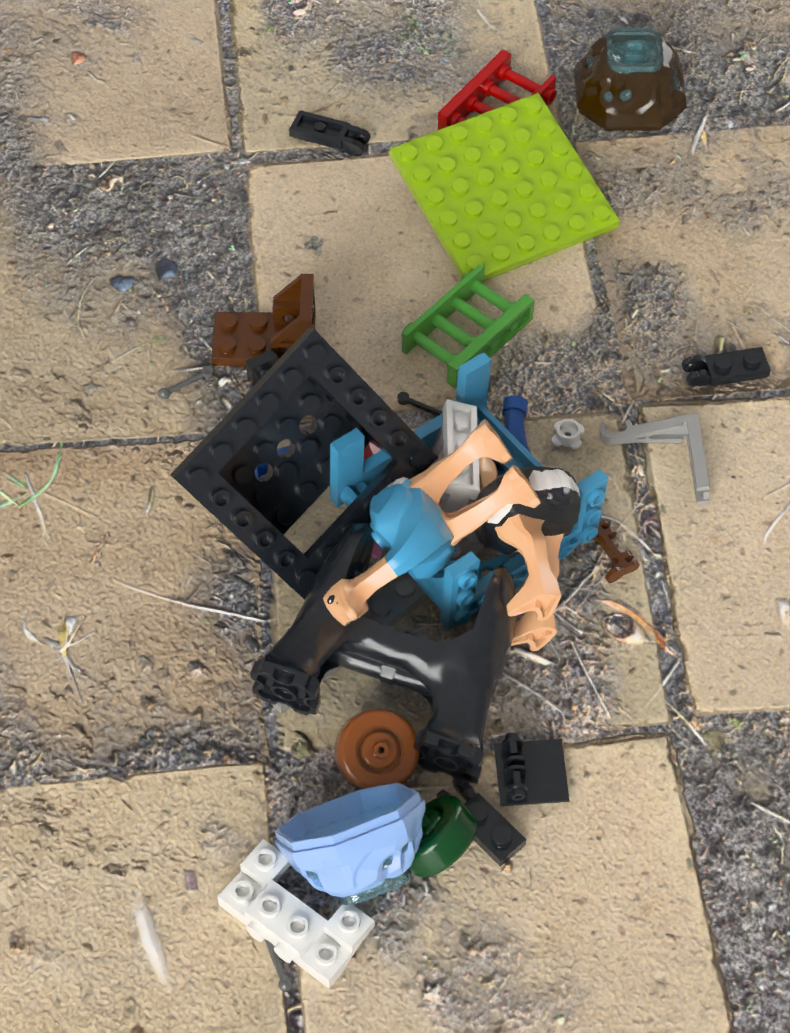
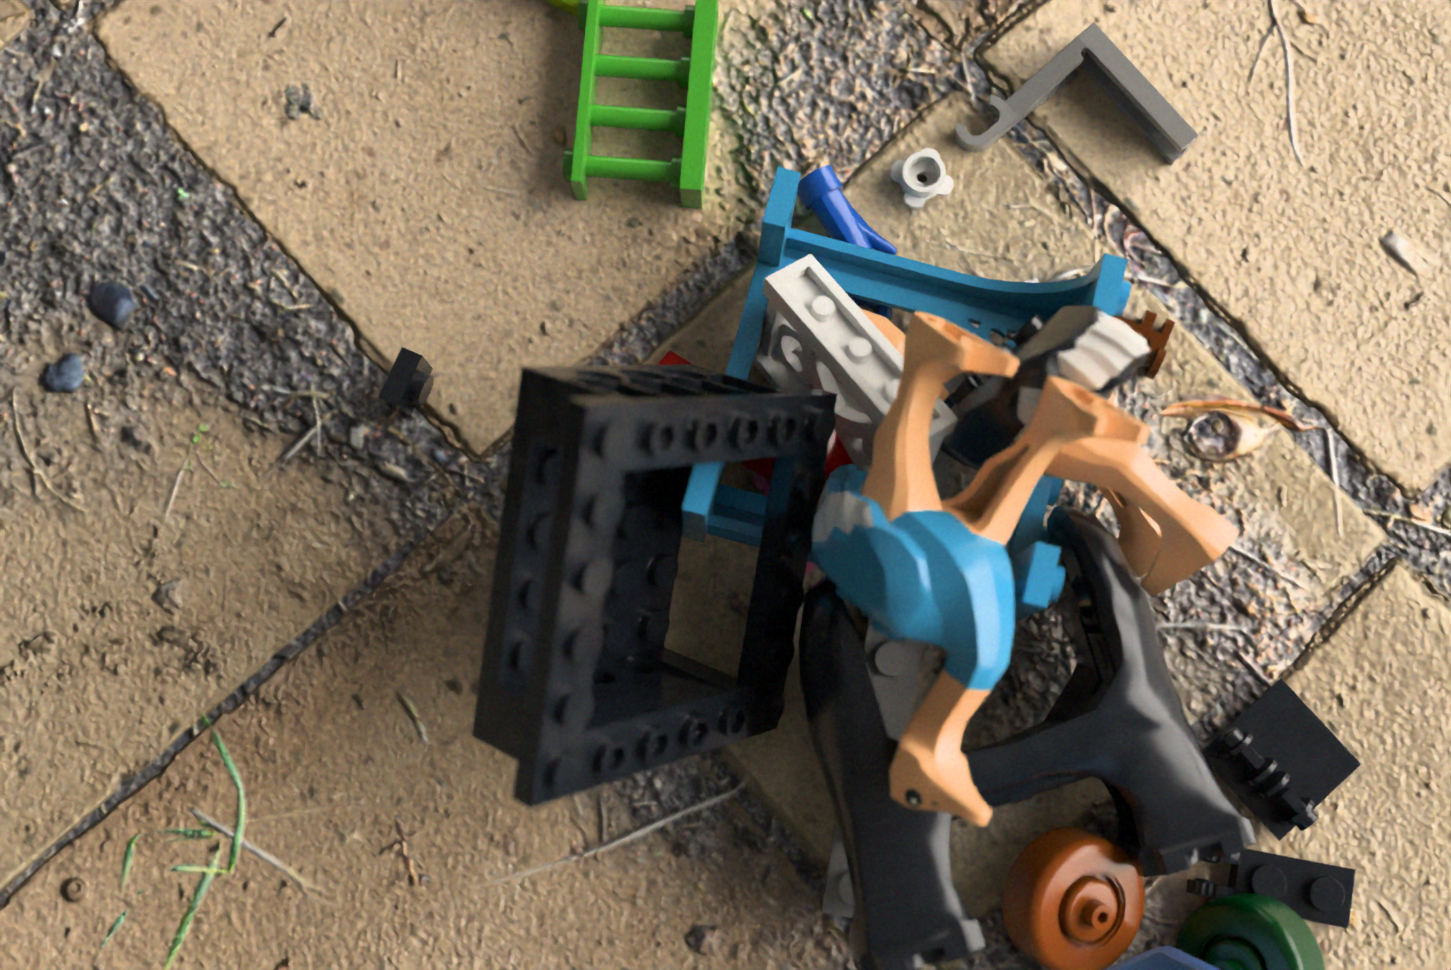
camera: 35 degrees left, 25 degrees up
(207, 372) = (323, 441): dark grey hinge -> none
(249, 334) = (360, 319): reddish brown bracket -> none
(403, 399) = (644, 279): black hinge -> none

